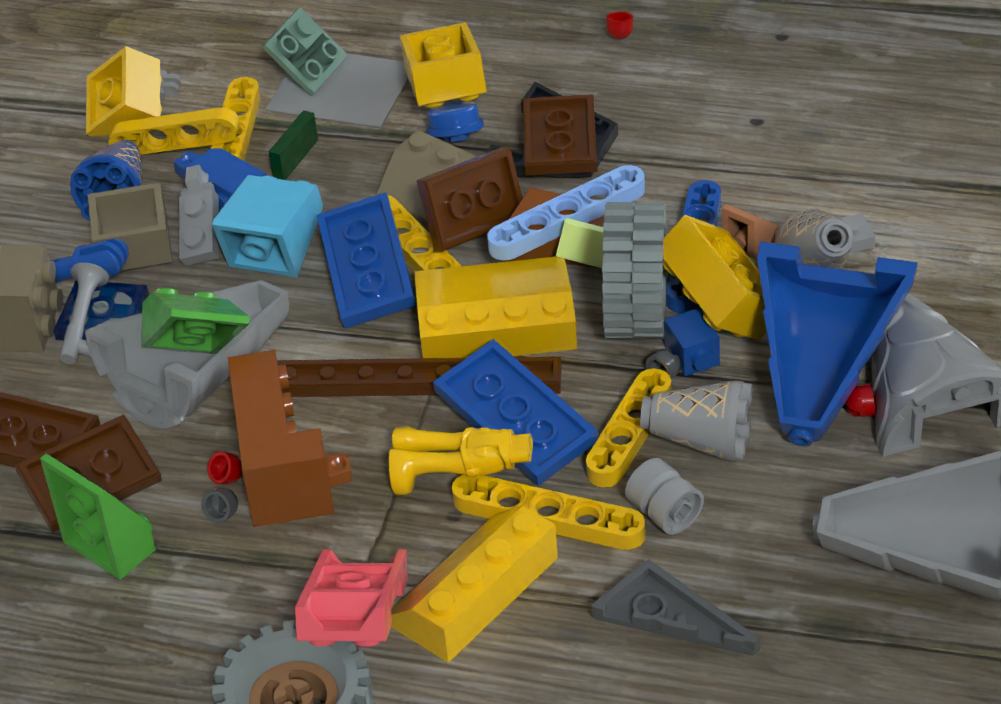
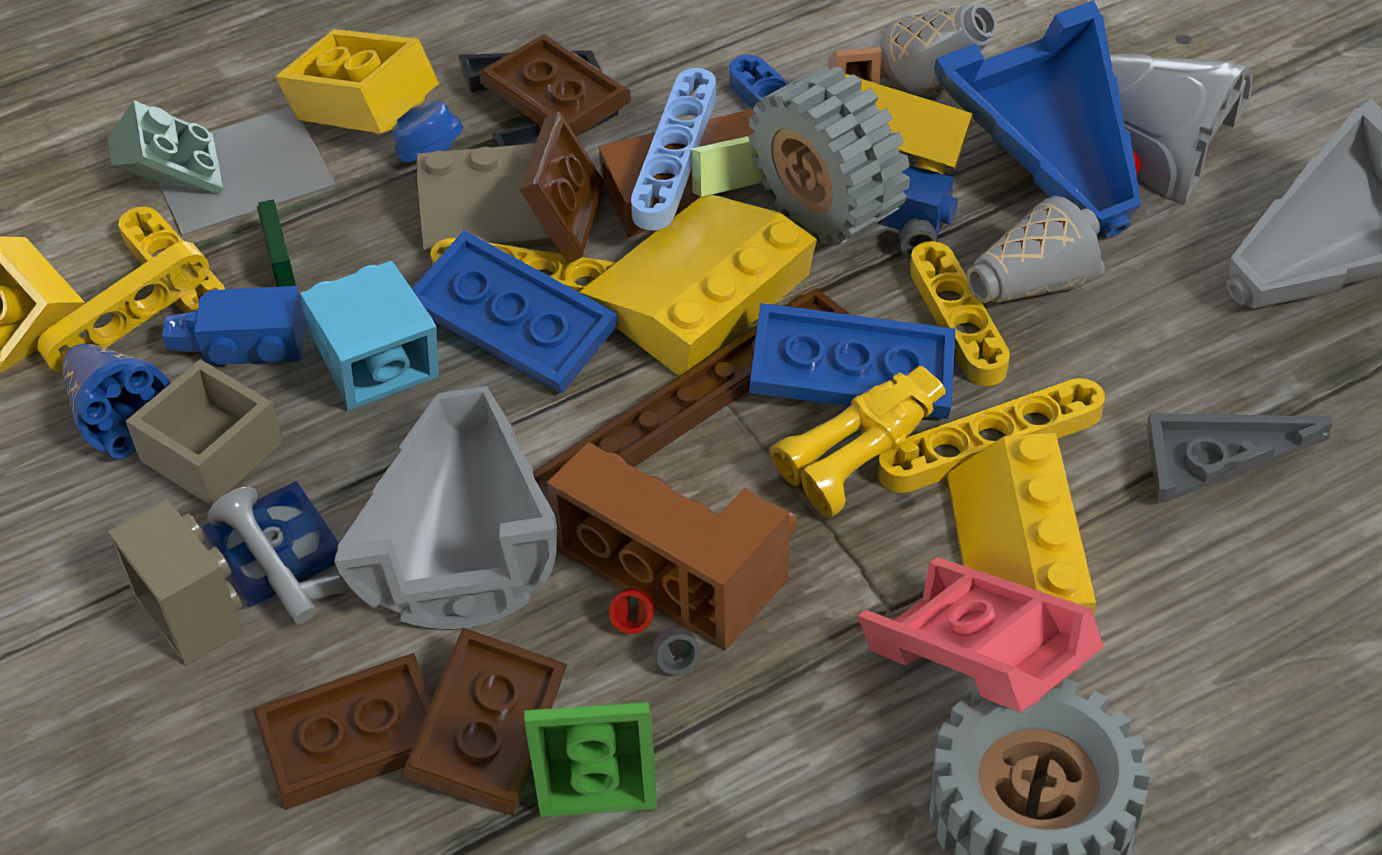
camera: 45 degrees left, 5 degrees up
(107, 254) = (225, 473): blue arm -> none
(190, 322) = (446, 471): bright green slope -> none
(196, 214) = (273, 375): light grey hinge -> none
(664, 496) = (1087, 348): light grey wheel -> none

